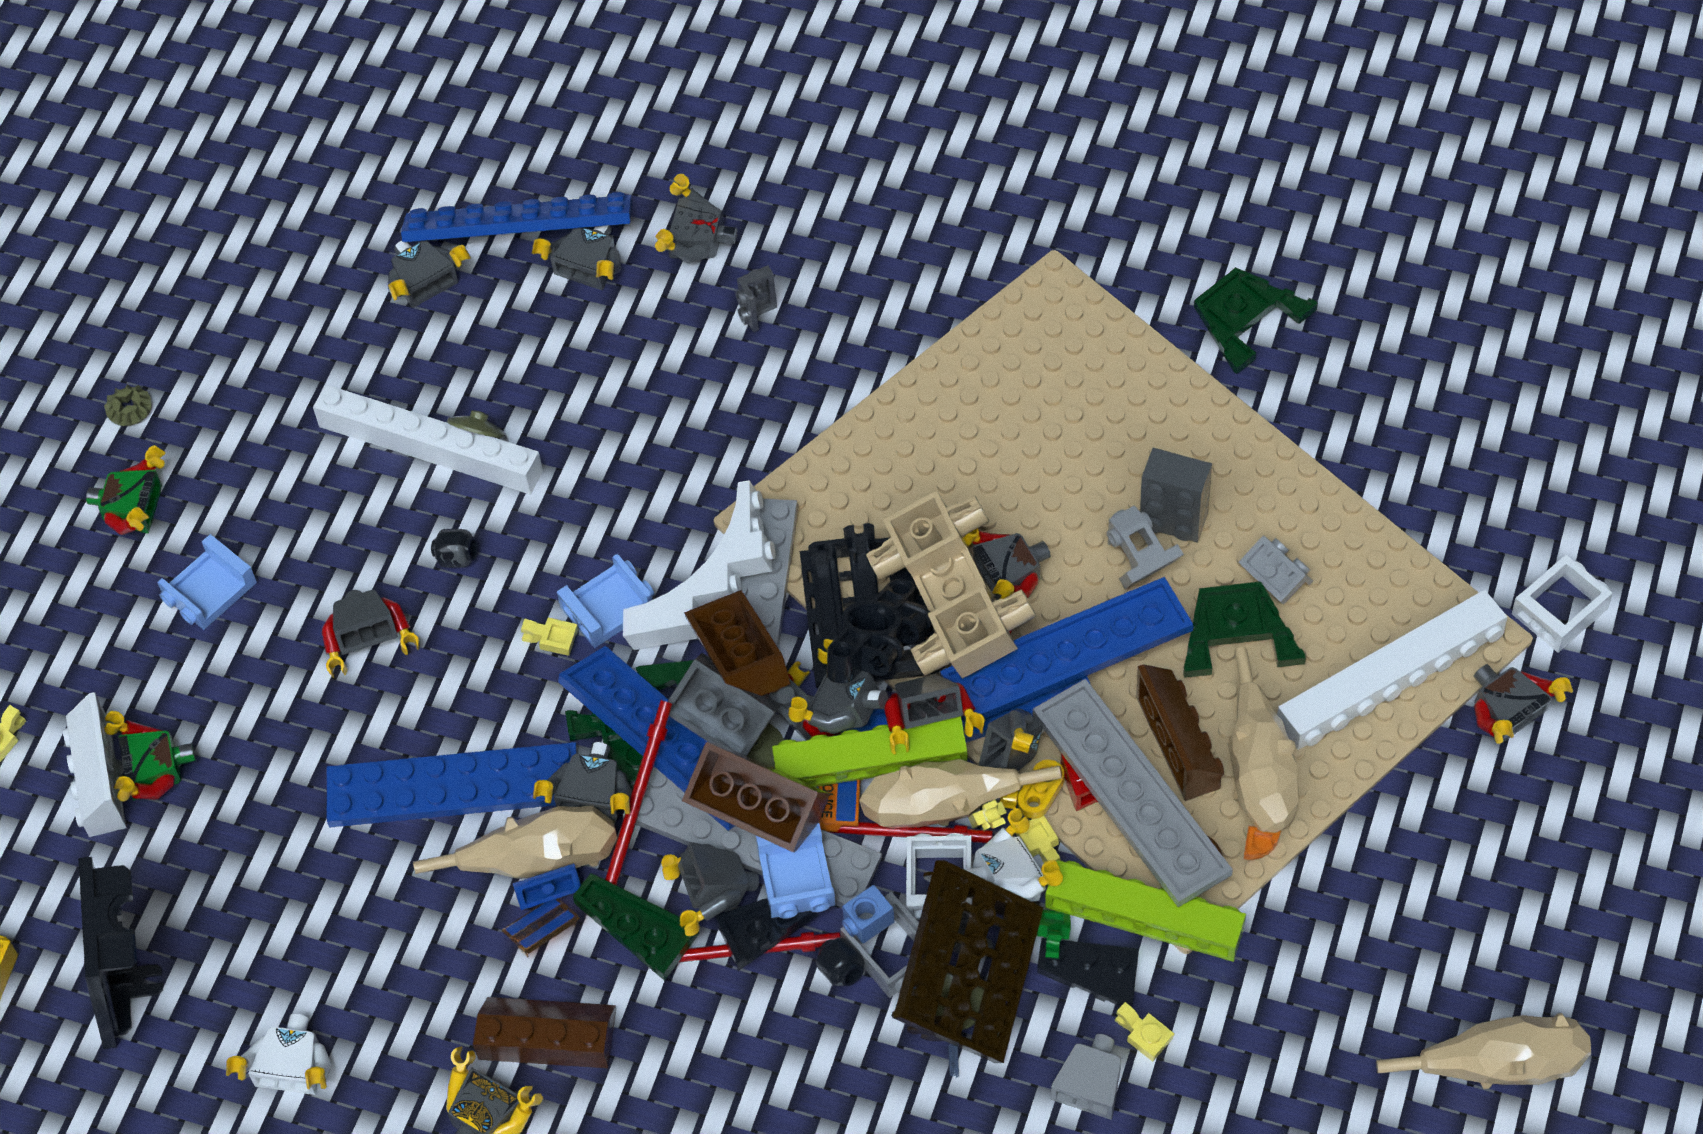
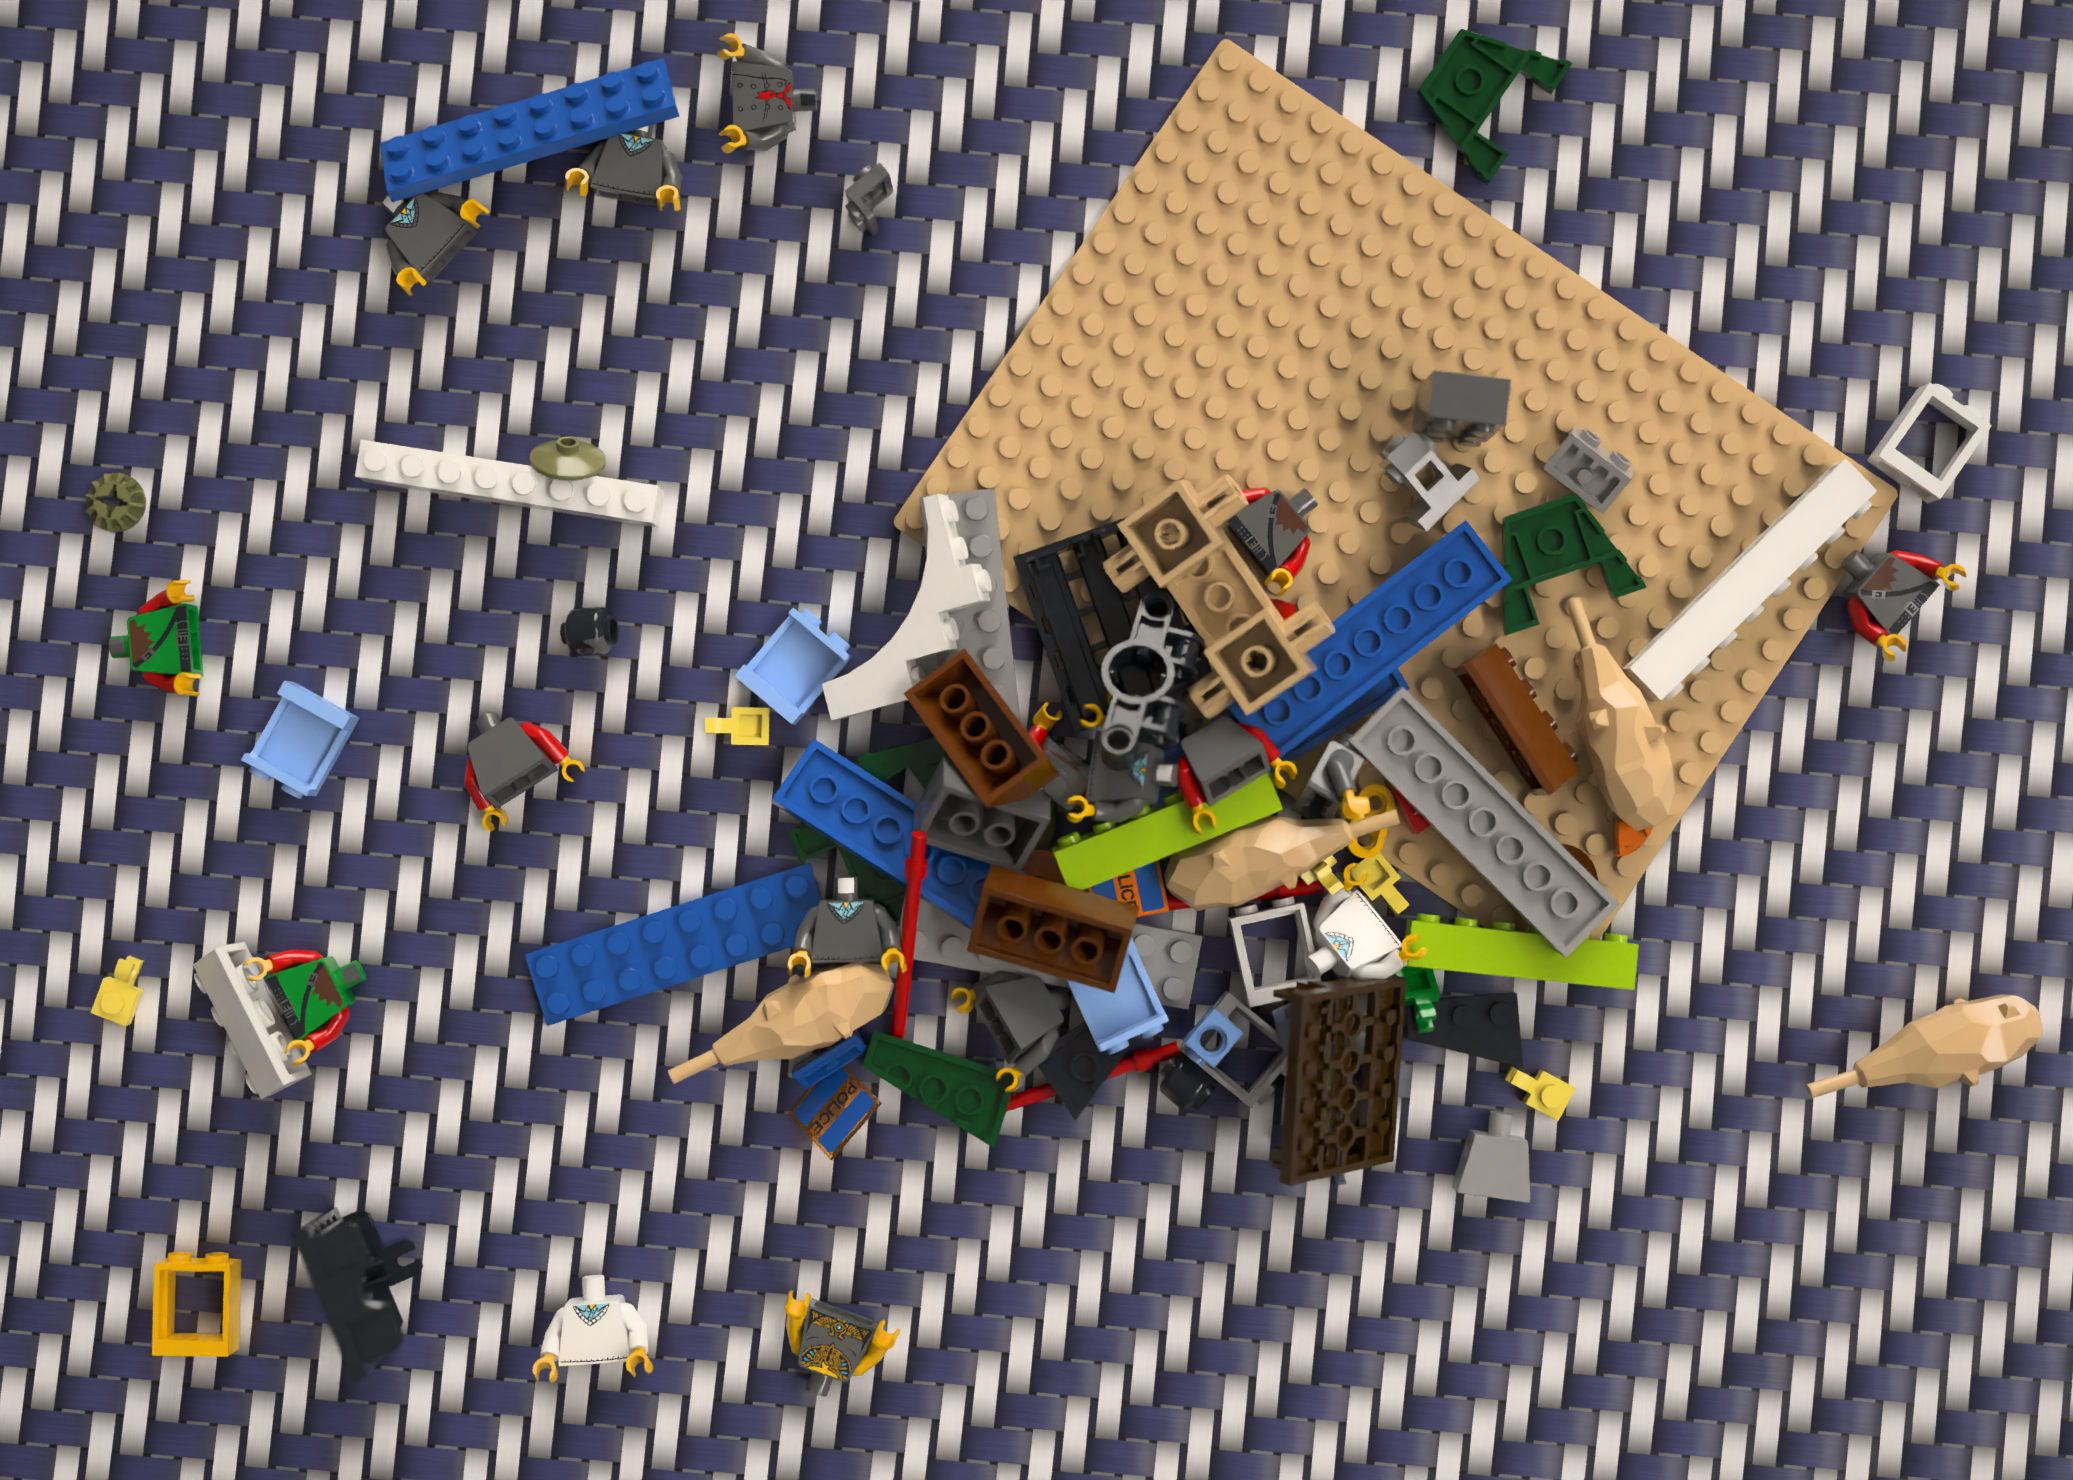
camera: 15 degrees left, 30 degrees up
(544, 1032) = (874, 1230): reddish brown slope -> none

